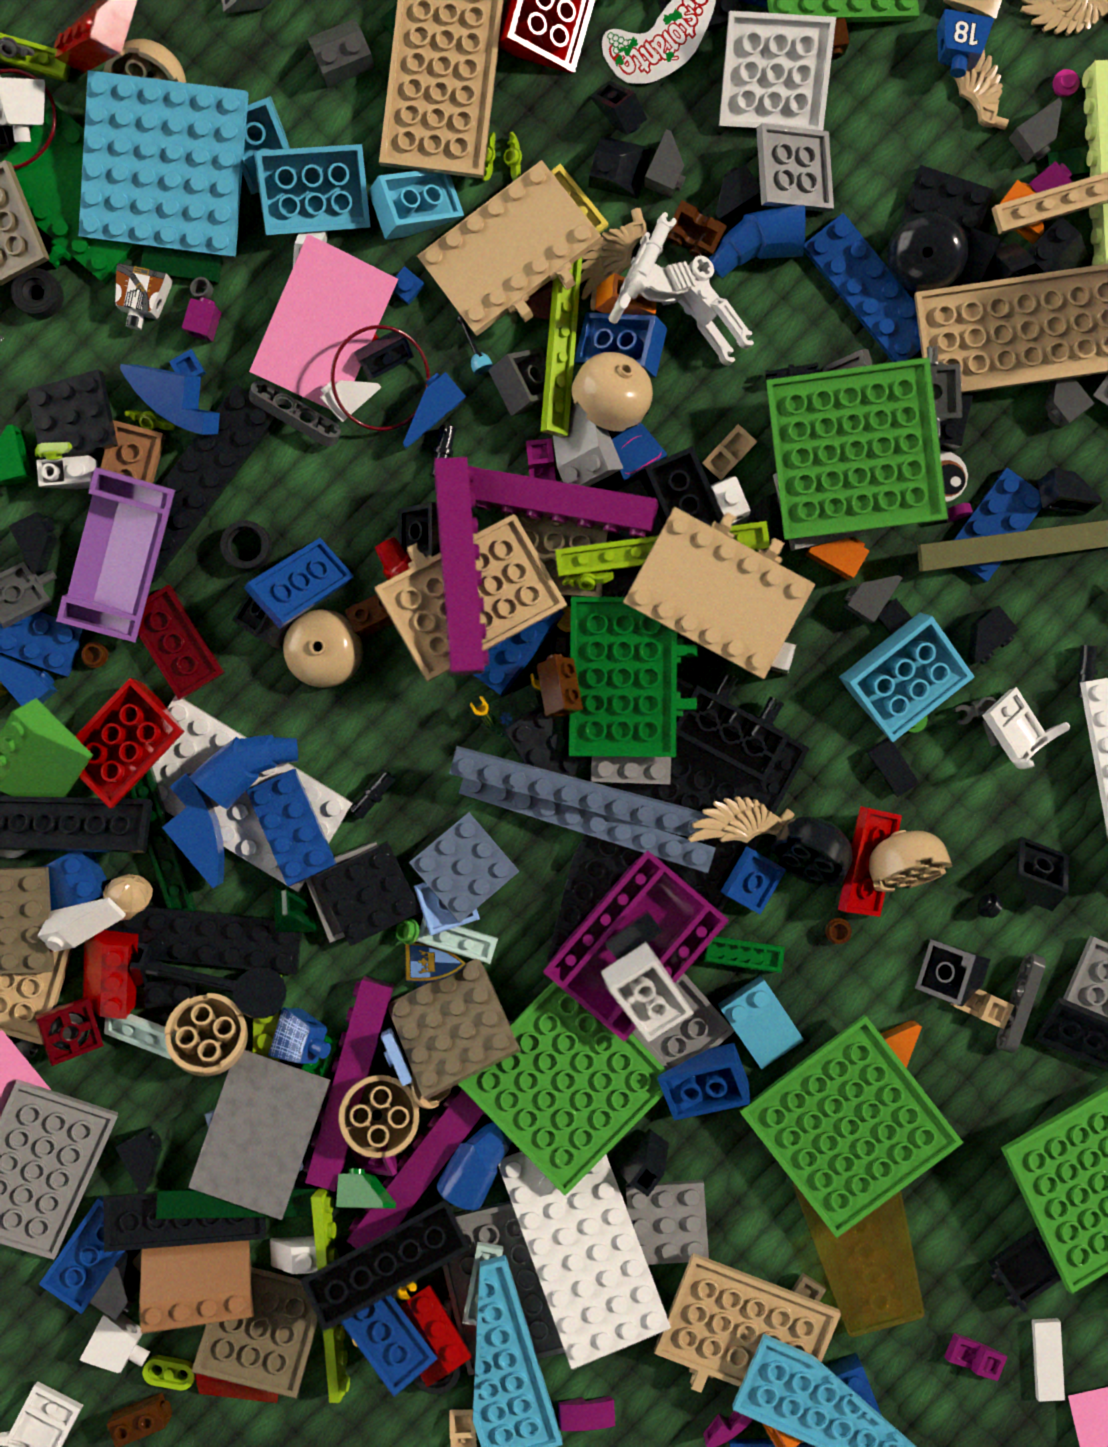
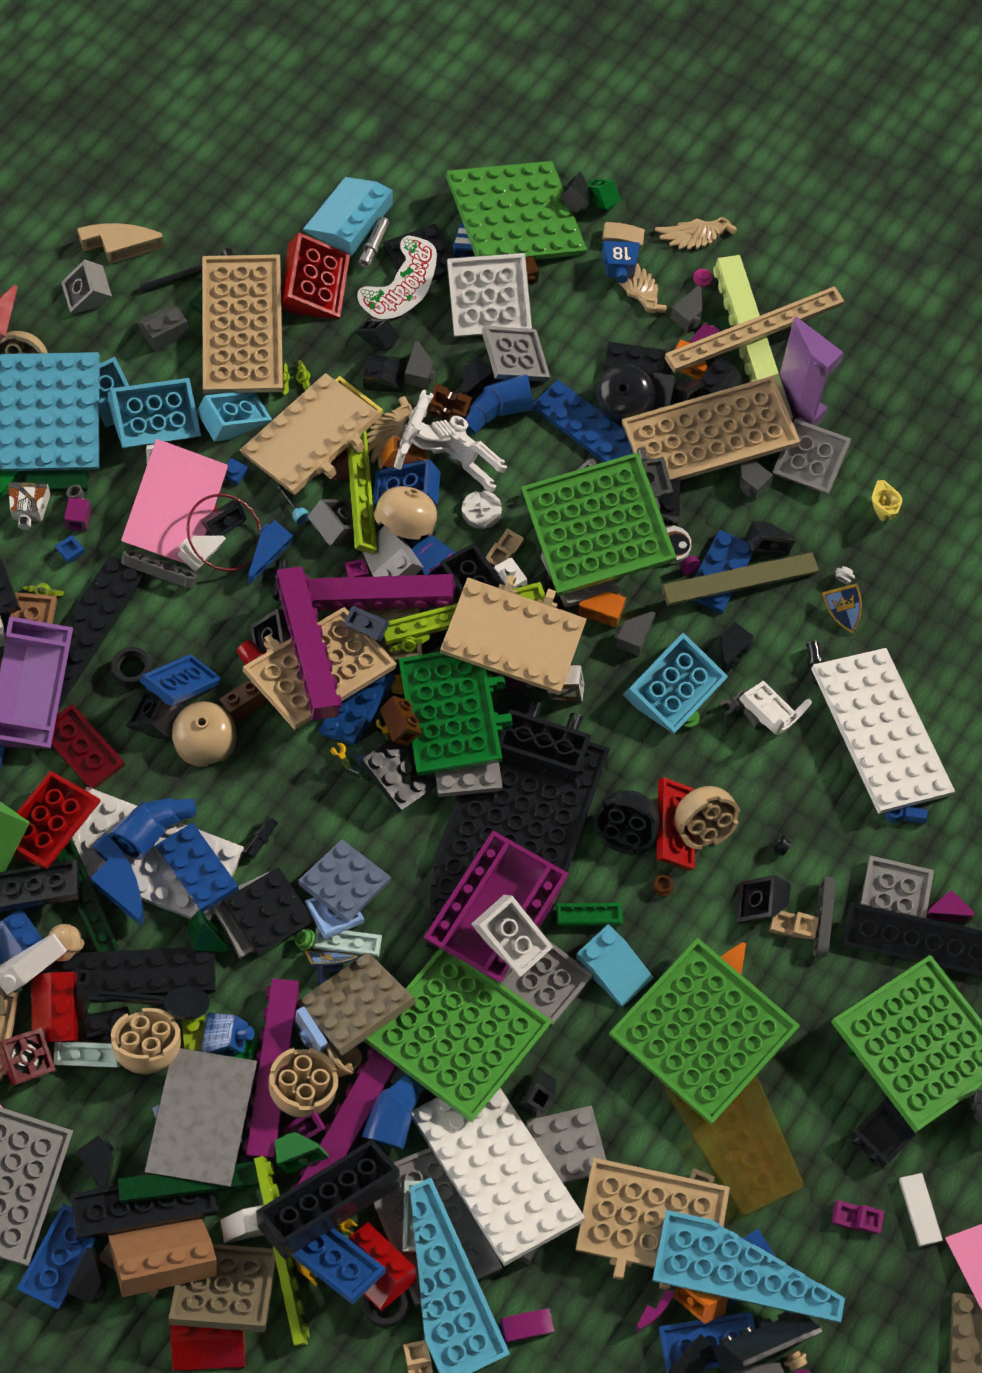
camera: 15 degrees left, 25 degrees down
(94, 654) = (15, 766): reddish brown plate -> none
(115, 1344) = (91, 1332): white torso -> none
(170, 1375) = (144, 1351): lime plate -> none
(172, 397) = (63, 566): blue slope -> none
(537, 549) = (366, 623): none -> dark blue plate
(575, 792) = (431, 801): sand blue plate -> none
(615, 830) = (437, 826): sand blue plate -> none
(633, 935) = (491, 892): black slope -> none
(706, 1083) = (575, 1017): blue slope -> none
(710, 389) = (481, 509): none -> white tile
(739, 821) = (562, 805): tan animal -> none
(753, 880) = (584, 852): blue plate -> none
(892, 766) = (680, 753): black slope -> none
(893, 616) = (655, 645): black tile -> none
(1042, 873) = (816, 815): black slope -> none

